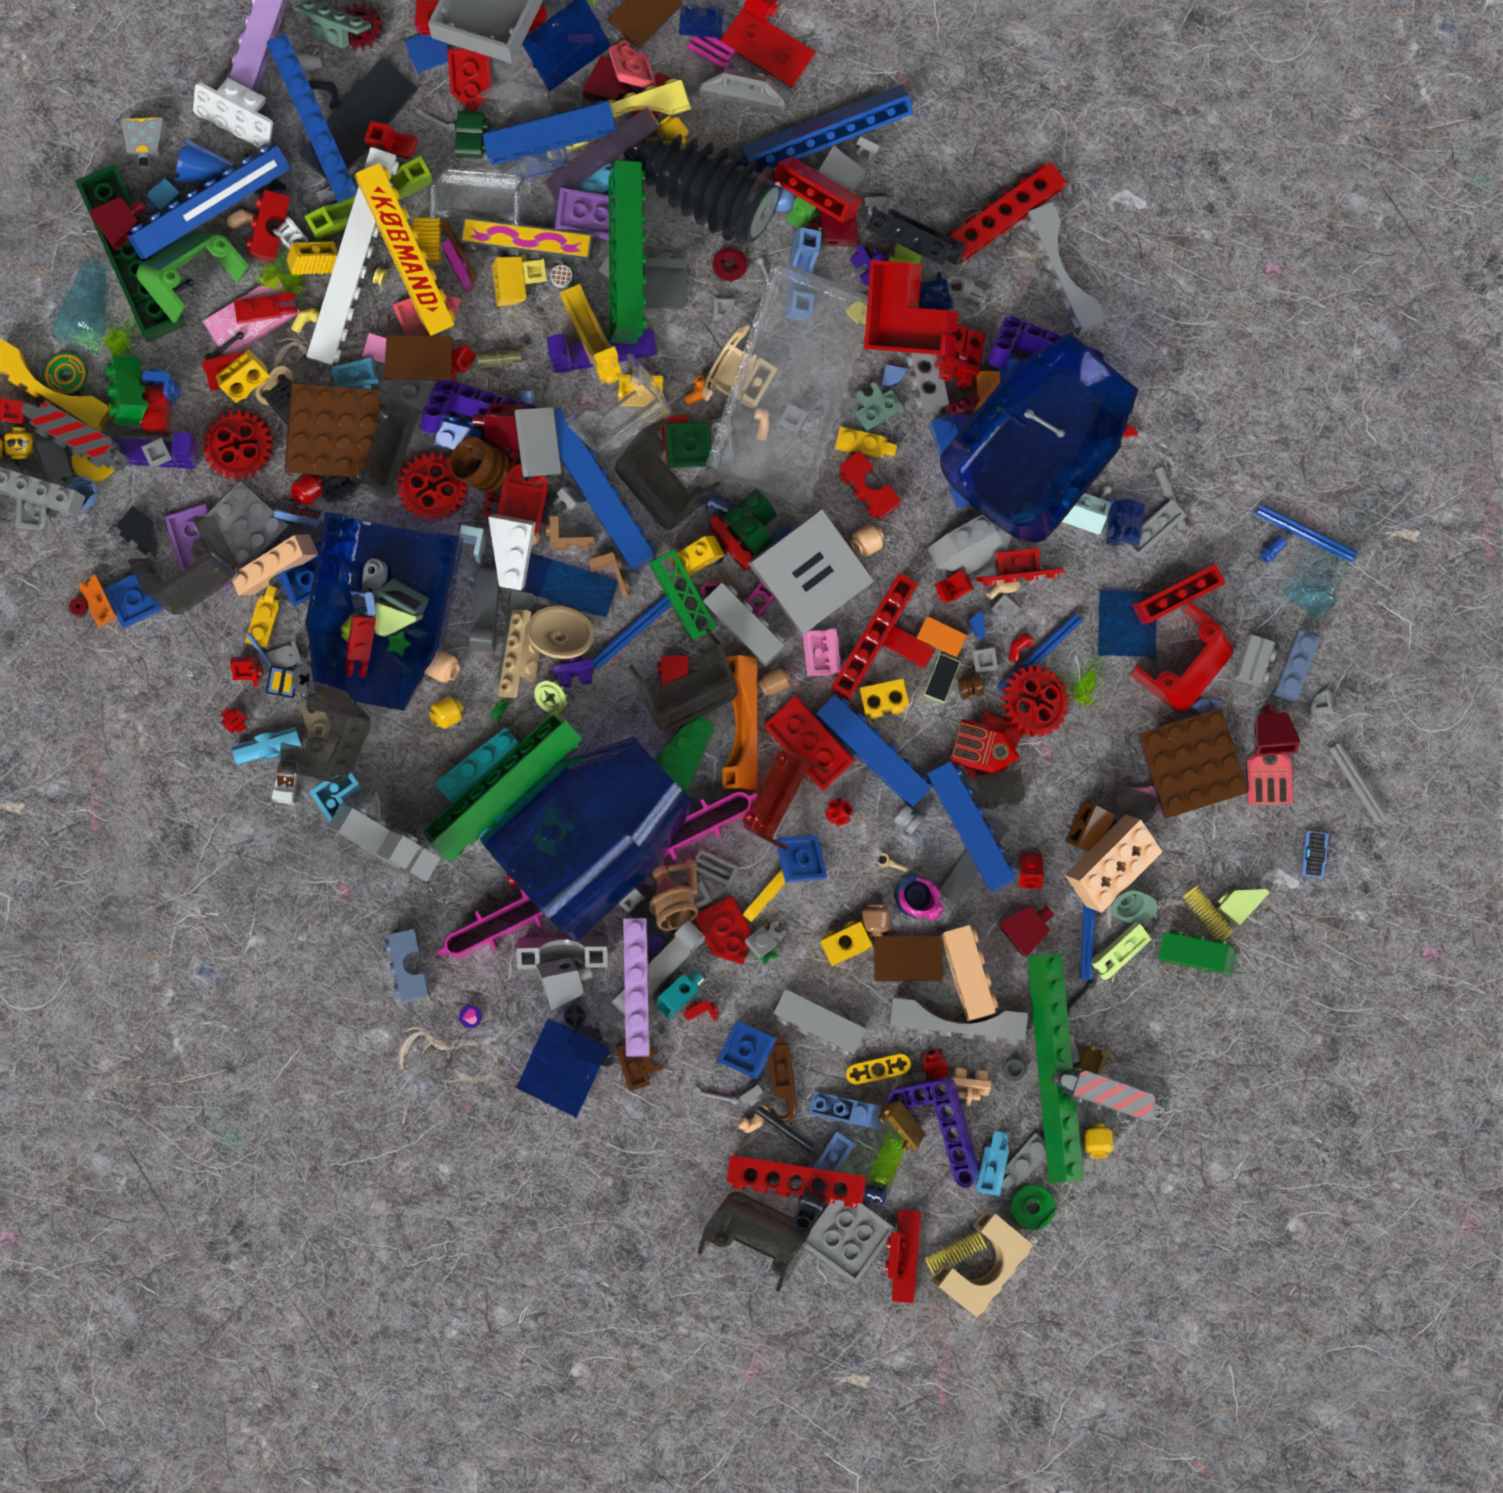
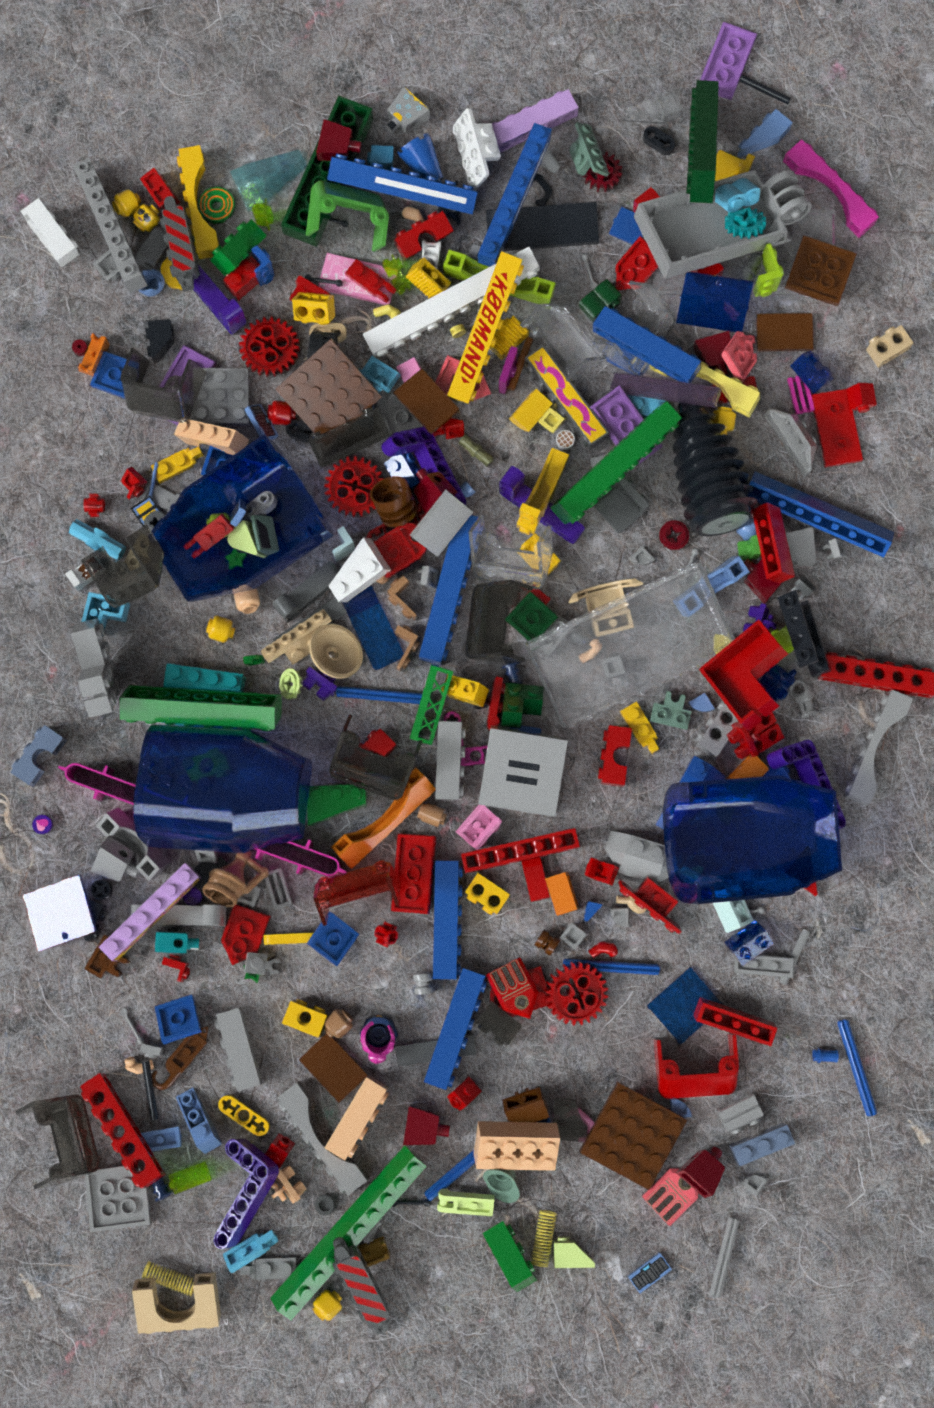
camera: 50 degrees right, 0 degrees up
(156, 453) = (213, 301): light grey tile -> none
(387, 139) = (546, 256): red brick -> none
(697, 393) = (566, 592): orange arm -> none
(807, 1210) = (105, 1157): black piece -> none
(867, 540) = (578, 787): light nougat head -> none
(891, 863) = (385, 999): tan hand -> none
(903, 1124) = (220, 1166): pearl gold hinge -> none
(904, 1256) = (136, 1246): red bracket -> none
(942, 678) = (535, 919): black tile -> none
(963, 404) = (724, 766): dark red gear -> none
(1019, 1207) = (249, 1289): green tile -> none
(1030, 414) = (760, 814): light grey hinge -> none
(1087, 685) = (619, 1017): clear neon green bracket -> none
(1313, 597) = (819, 1115): clear light blue wedge -> none

